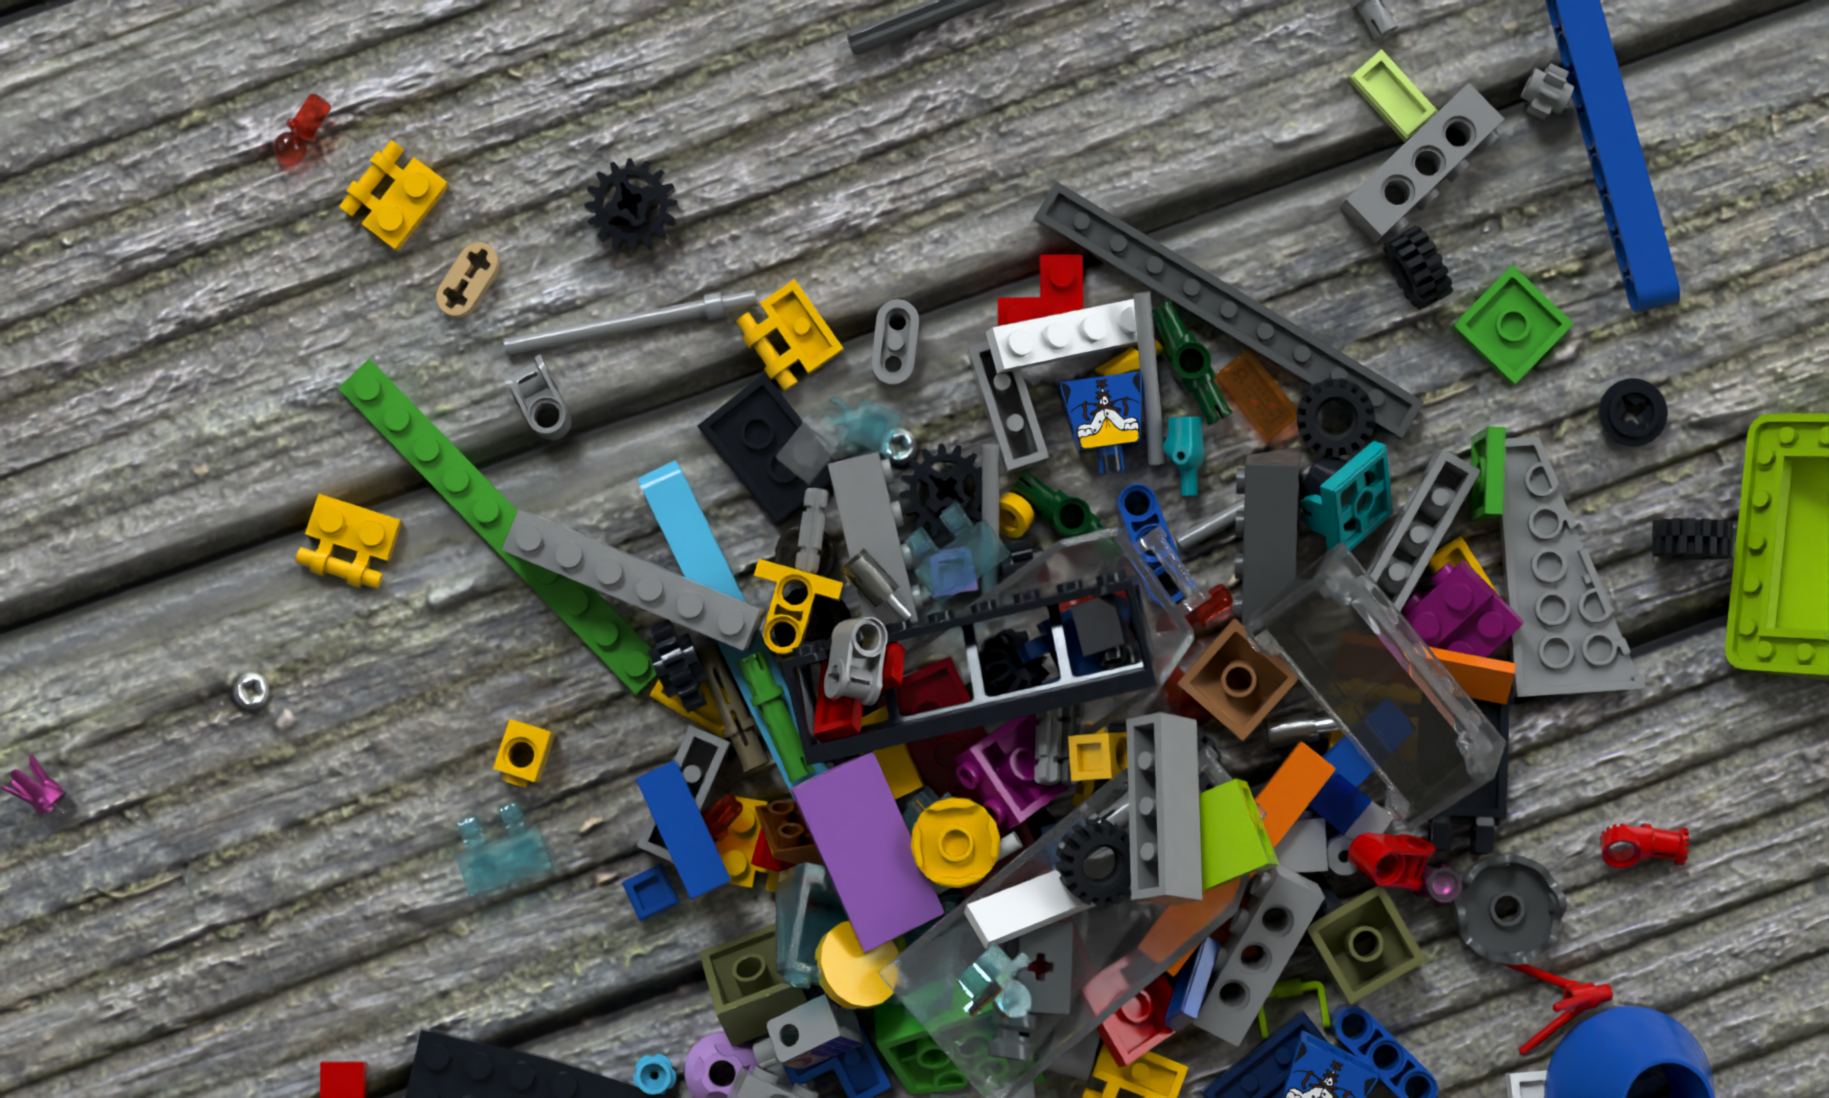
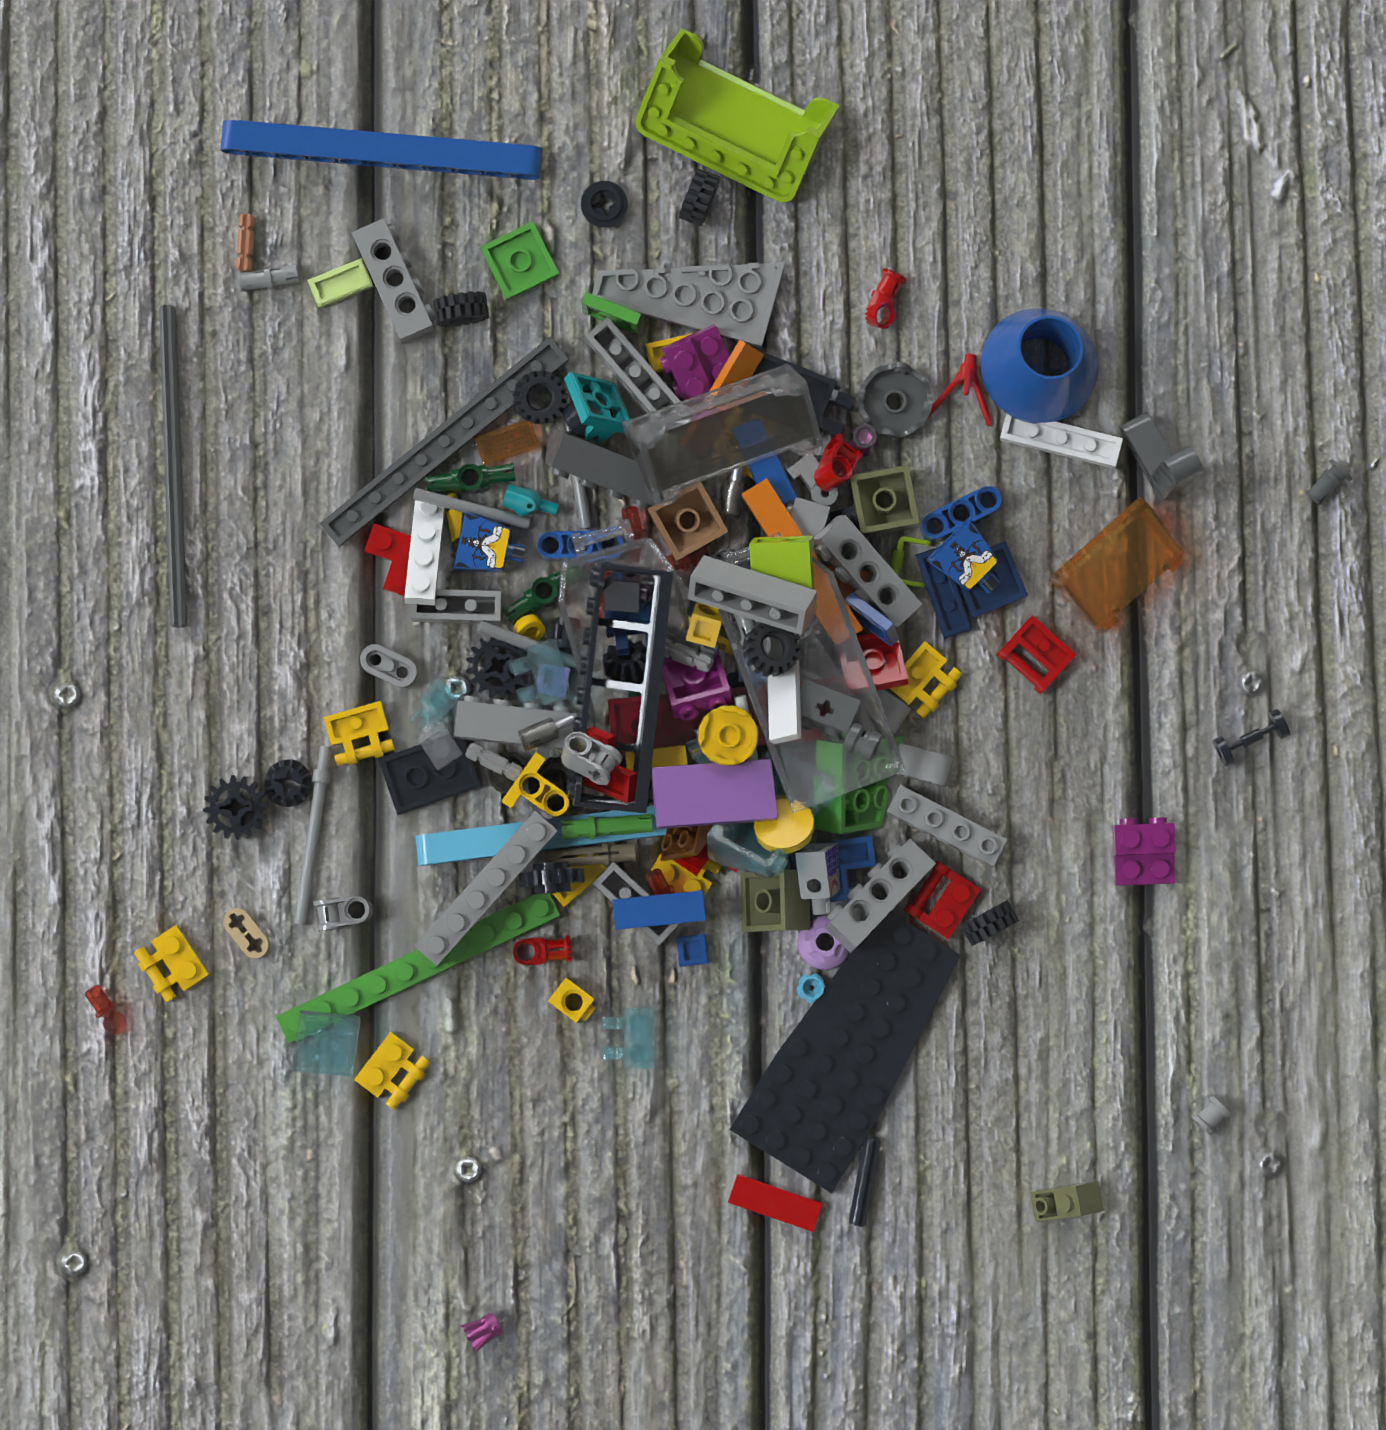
camera: 70 degrees left, 0 degrees up
(352, 438) = (326, 1043): none -> clear light blue plate
(580, 686) = (542, 953): none -> red connector
(706, 275) = (296, 794): none -> black gear
(992, 980) = (822, 740): clear light blue hips -> none
(1341, 803) = (790, 483): clear blue plate -> none
(1547, 91) = (374, 182): light grey gear -> none

